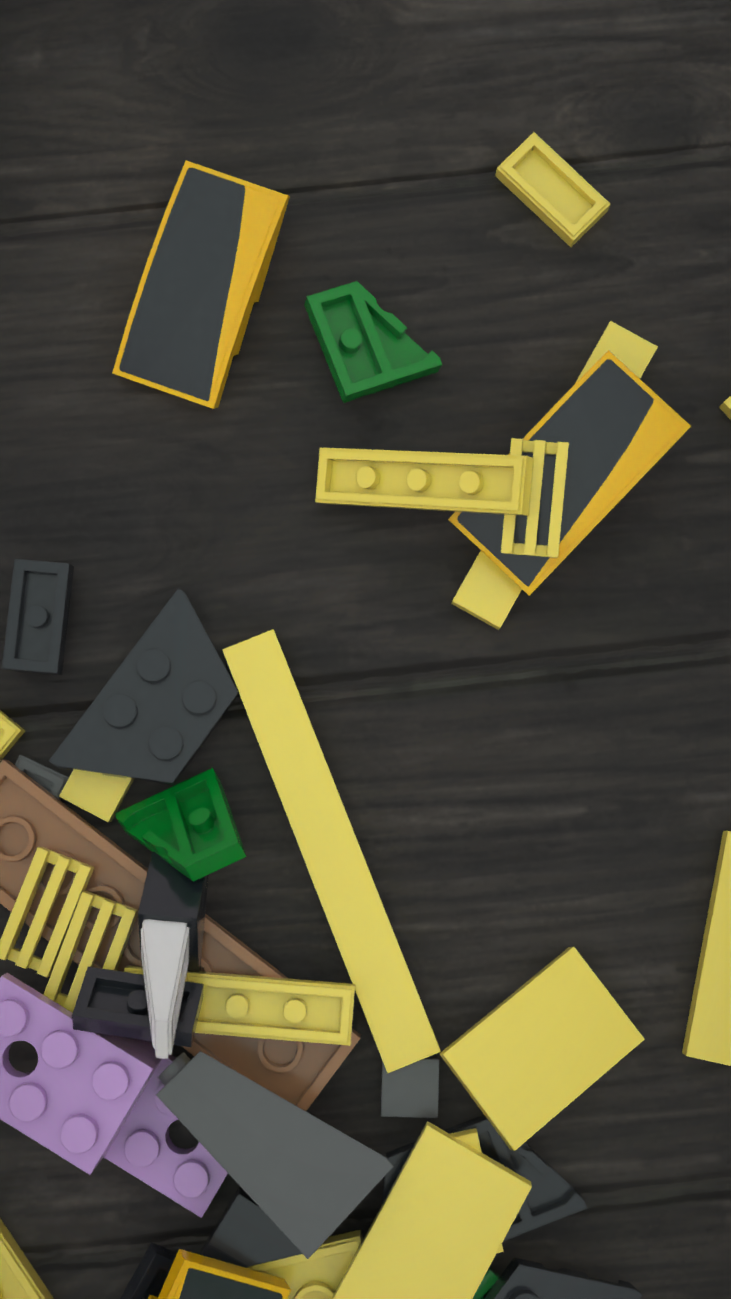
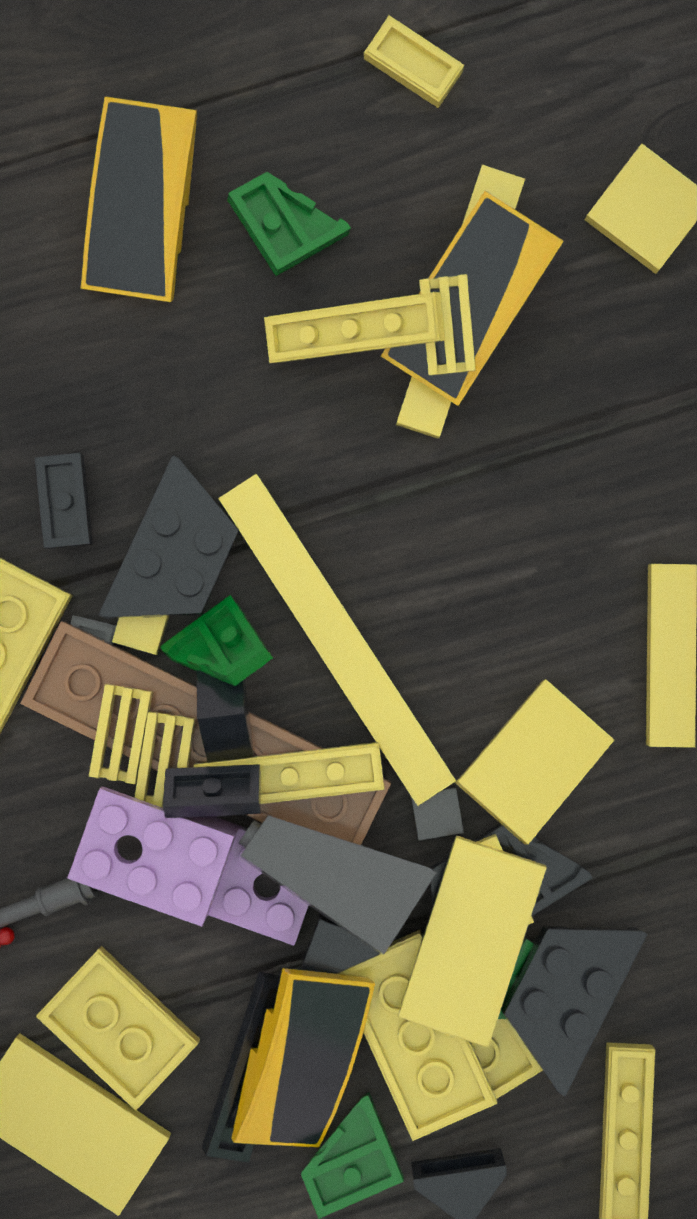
camera: 10 degrees left, 5 degrees up
(164, 972) = (227, 759): white slope -> none

